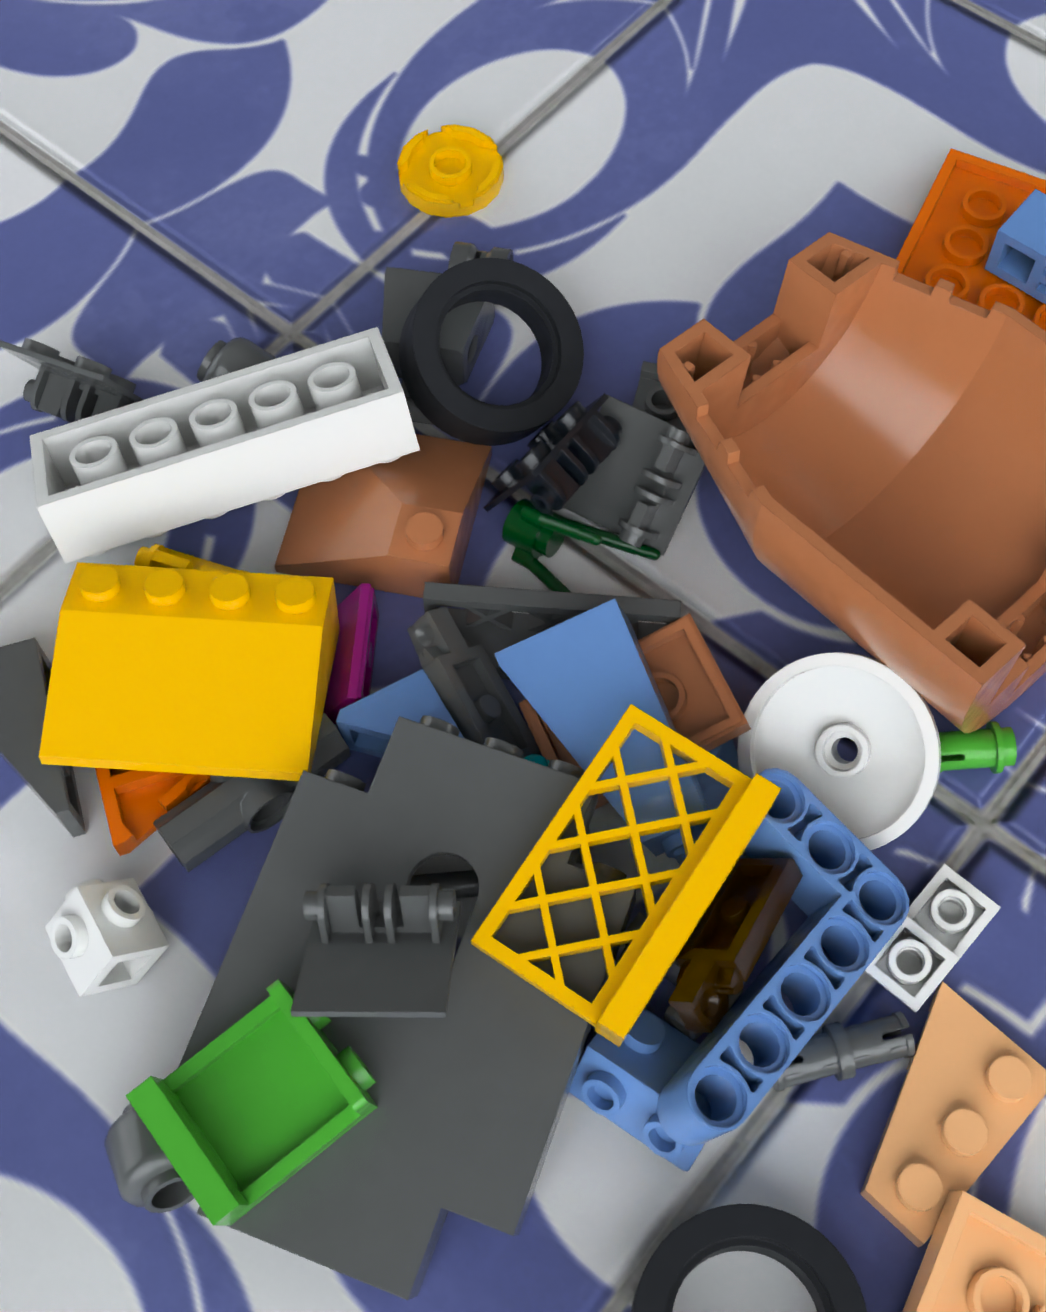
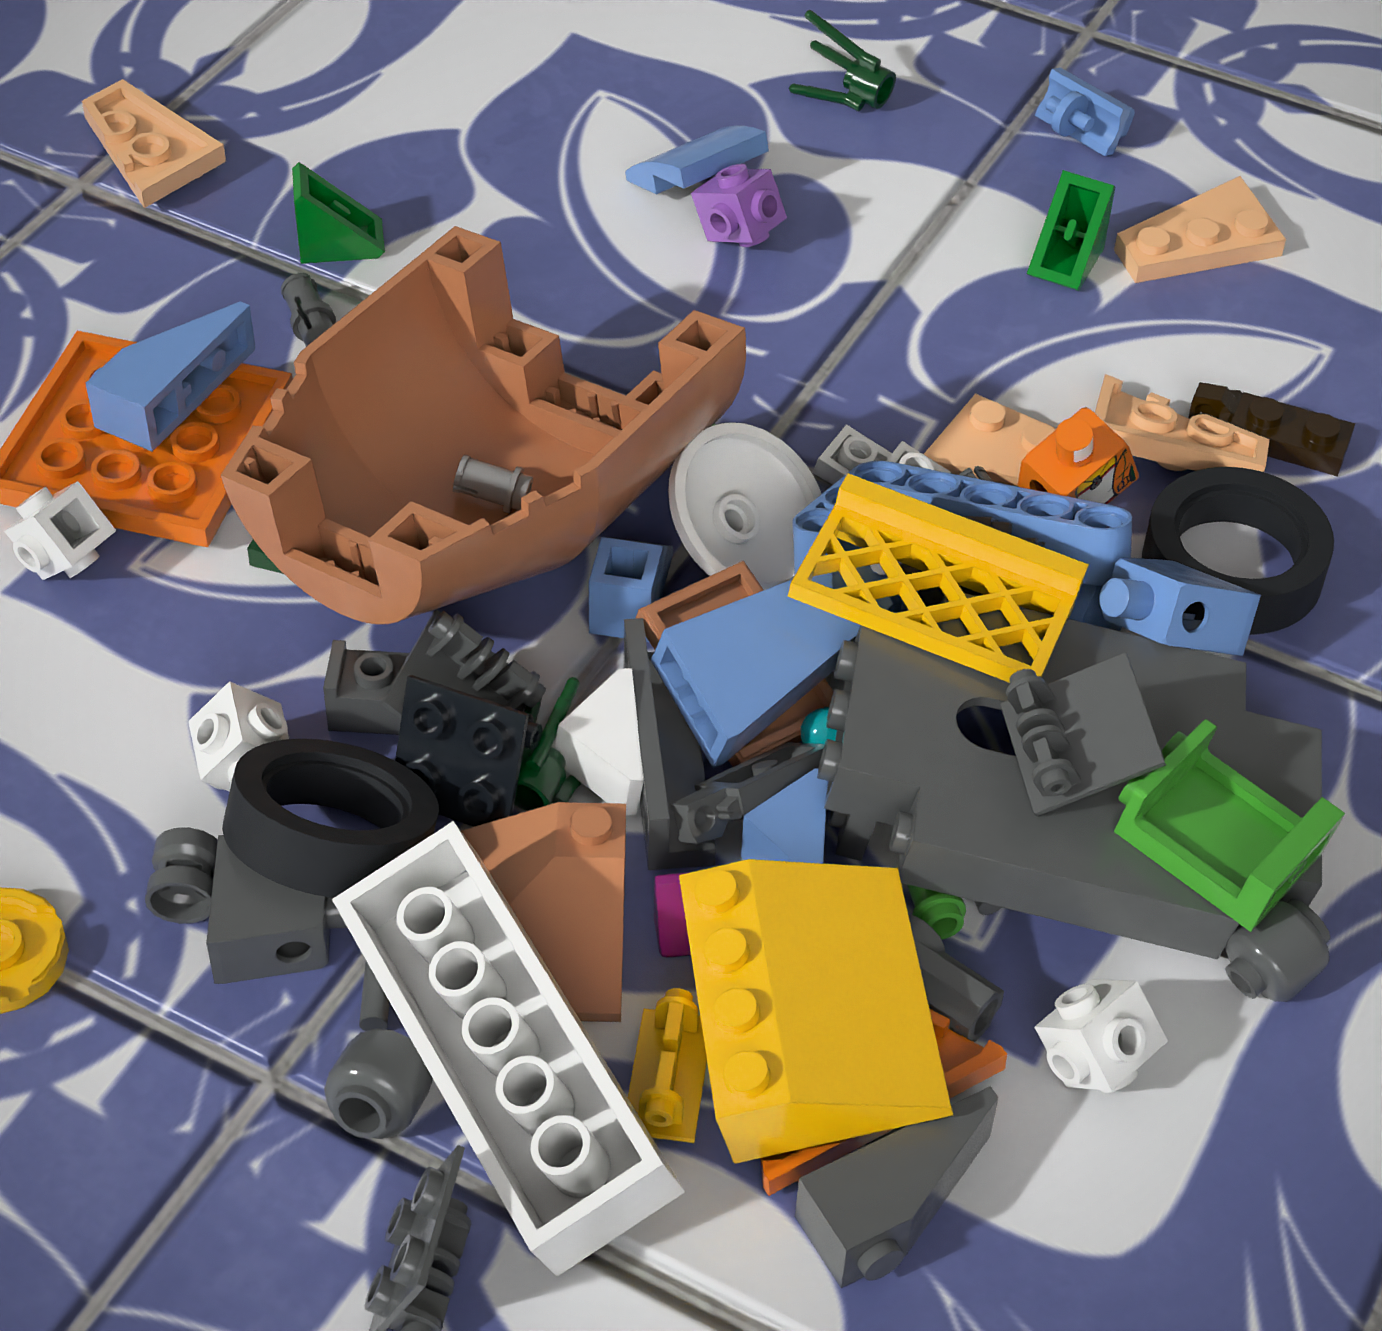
camera: 105 degrees left, 15 degrees down
(548, 564) = (603, 742): none -> white slope
(610, 1172) = (1152, 599): none -> medium blue torso
(625, 314) = (229, 728): none -> white brick
(762, 627) = (623, 581): none -> medium blue slope
(856, 1125) = (1080, 461): none -> orange torso
(876, 196) = (59, 531): none -> white brick
(911, 542) = (492, 483): none -> light grey pin

